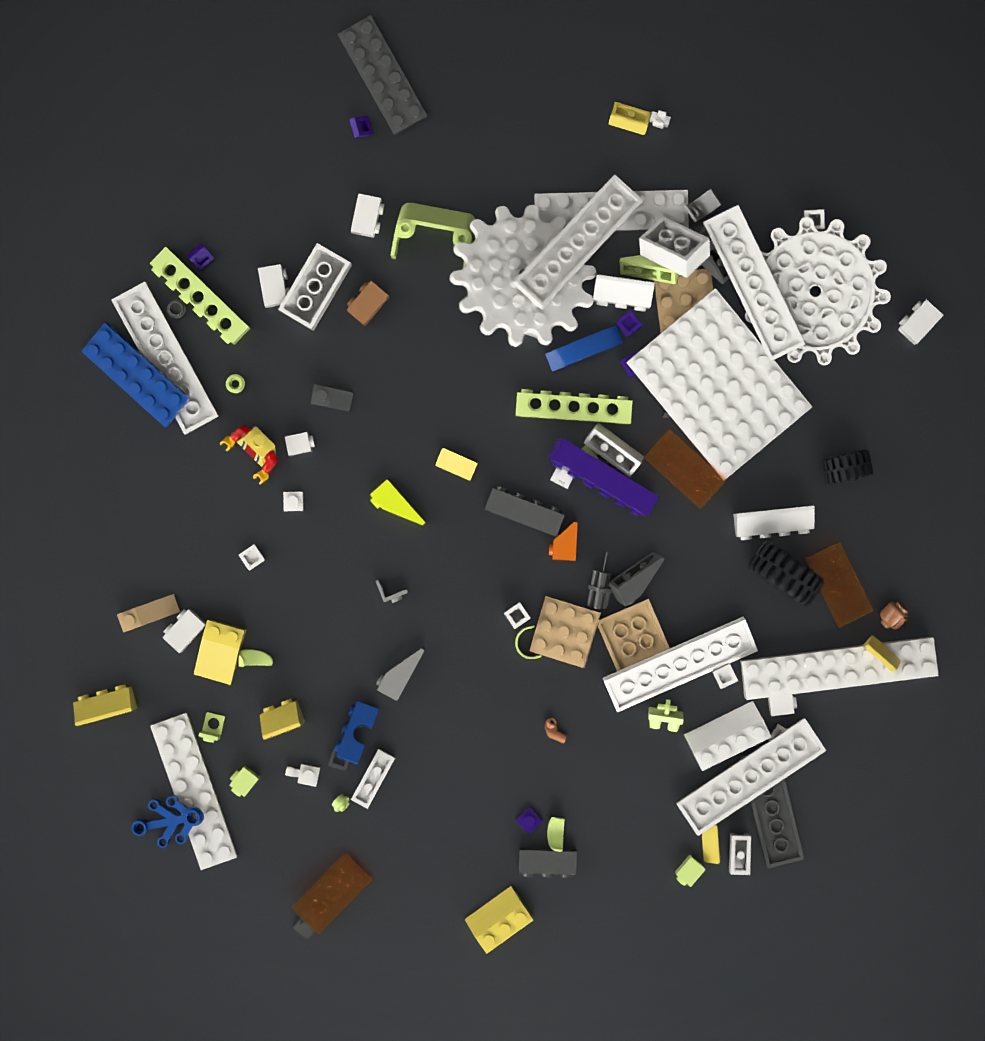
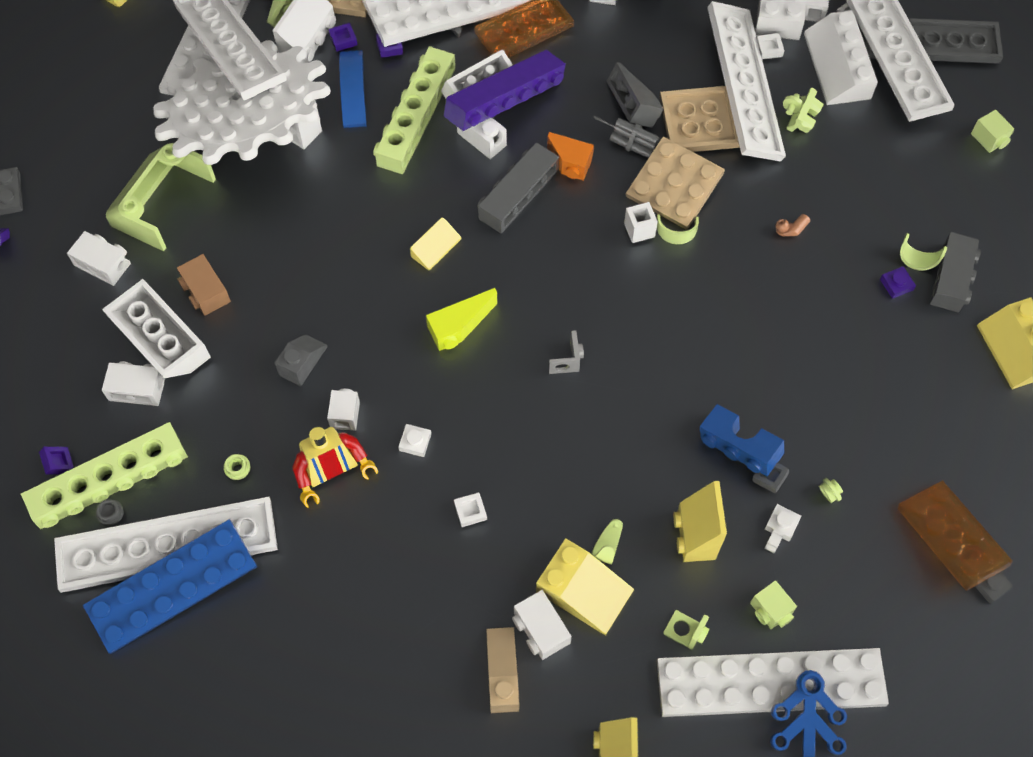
camera: 75 degrees left, 25 degrees down
(373, 778) = (806, 442): white plate -> none
(396, 679) = (681, 376): light grey slope -> none
(711, 845) = (967, 104): light yellow slope -> none
(739, 854) = (982, 75): white brick -> none

